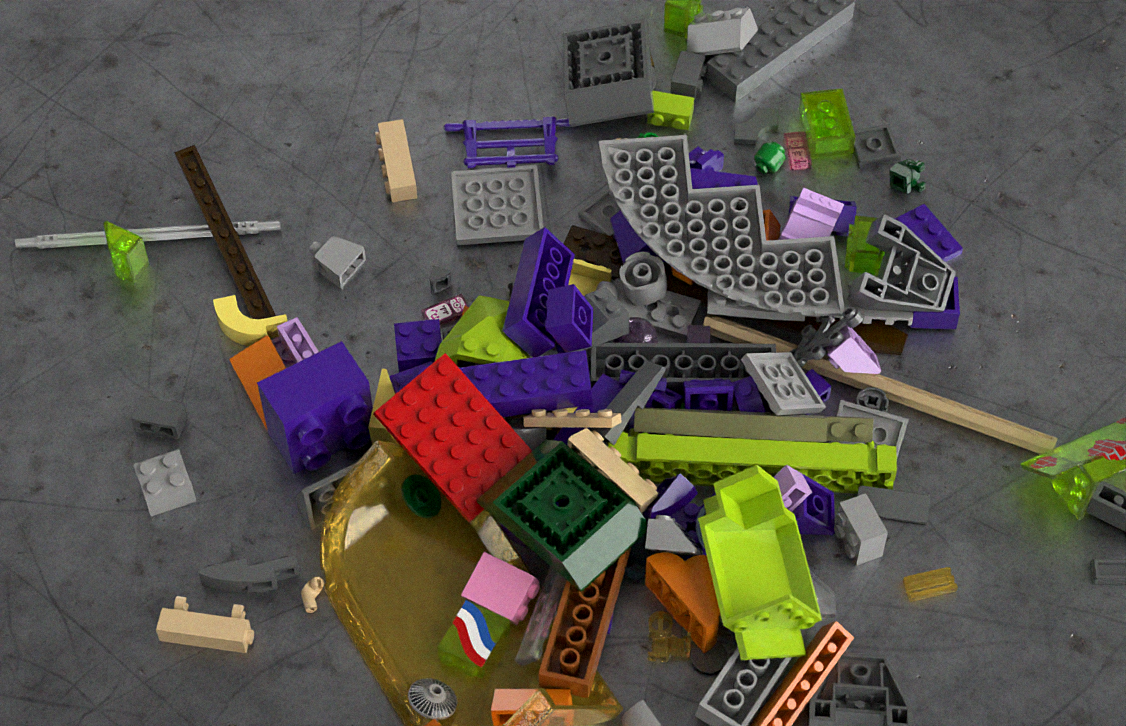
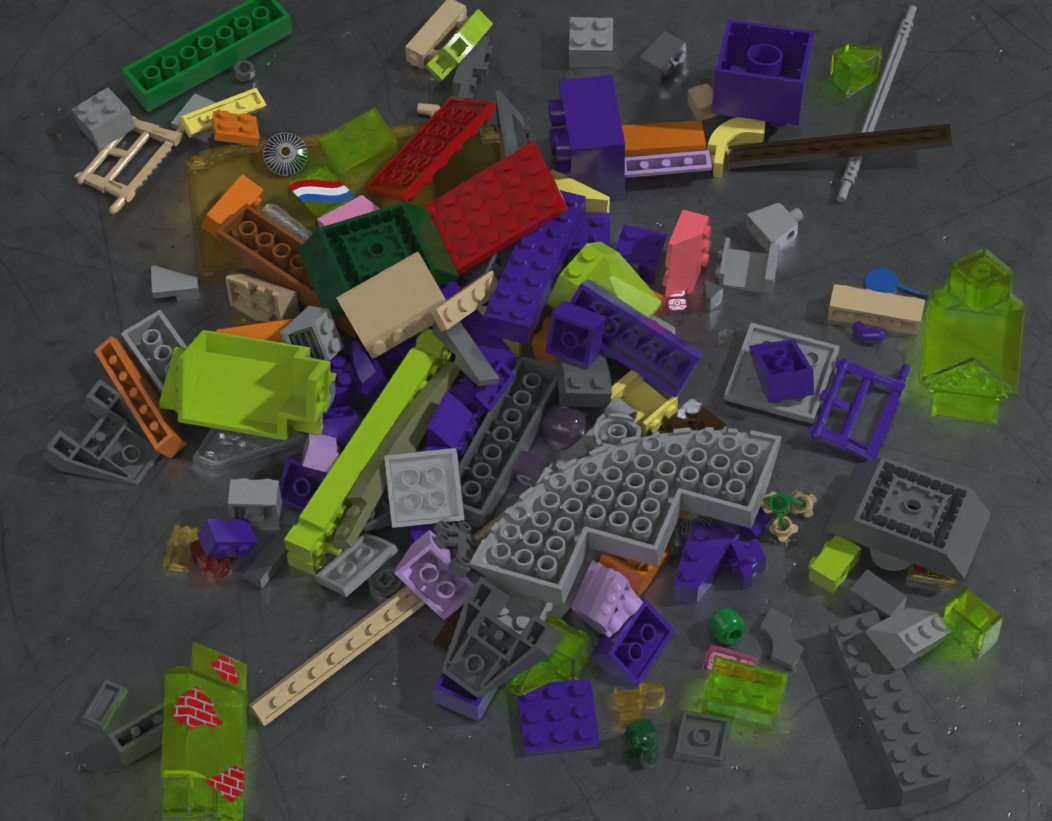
camera: 115 degrees right, 0 degrees up
(172, 301) = (762, 72): none -> dark purple brick
(206, 364) = (700, 101): none -> tan brick
(214, 584) = (459, 45): none -> lime slope
(359, 172) = (887, 282): none -> blue piece
(389, 540) = (430, 148): none -> red plate
(390, 264) = (747, 269): none -> light grey panel
(399, 624) = (358, 145): none -> clear neon green brick
(402, 86) = (973, 340): none -> clear neon green panel
(410, 293) = (686, 253): none -> coral wedge
(424, 159) = (869, 335): none -> dark purple arm
(502, 193) = (782, 370): none -> dark purple slope
(629, 627) = (261, 298): none -> tan wedge
(870, 200) = (630, 705): none -> clear yellow piece
(909, 537) = (227, 539): none -> dark purple brick
(928, 557) = (208, 563): none -> clear red leg

